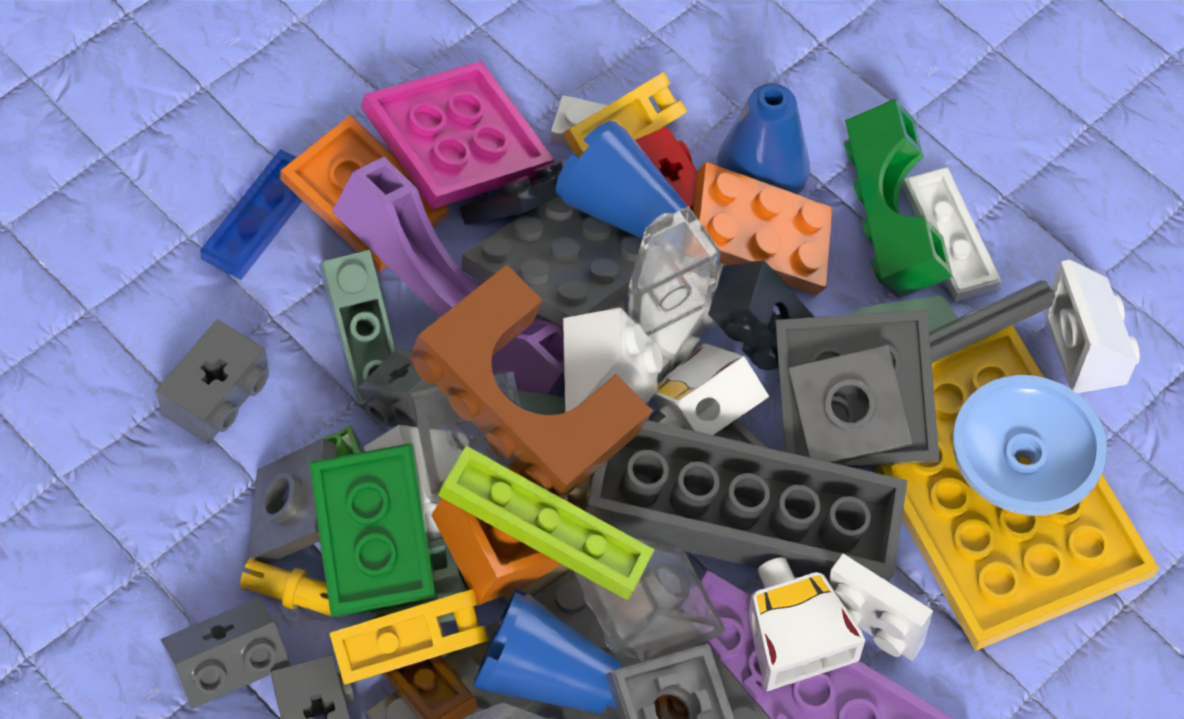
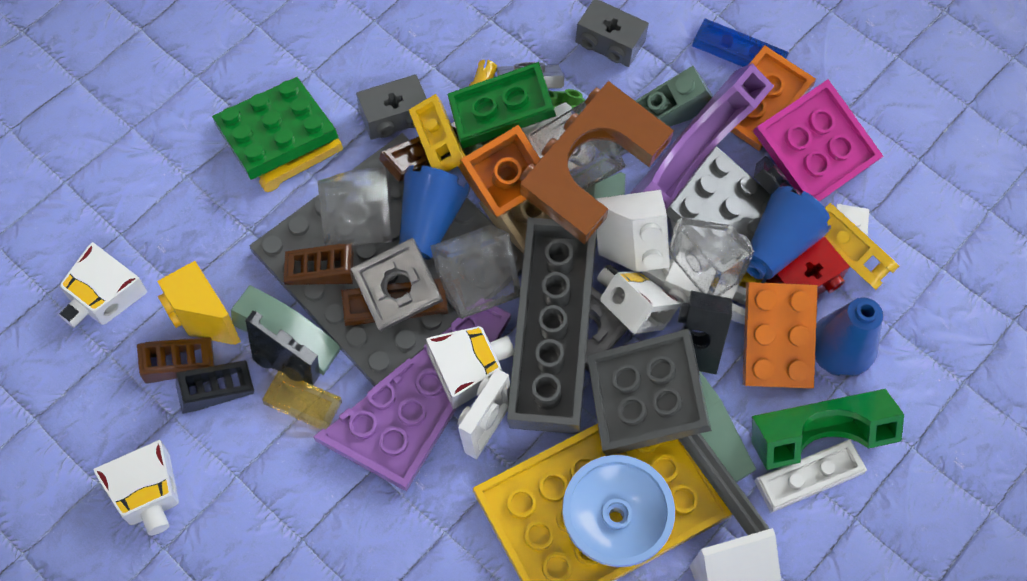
camera: 85 degrees right, 5 degrees up
(225, 652) = (429, 54): dark grey brick -> none
(546, 522) = (498, 180): lime plate -> none
(835, 440) = (648, 396): flat silver piece -> none

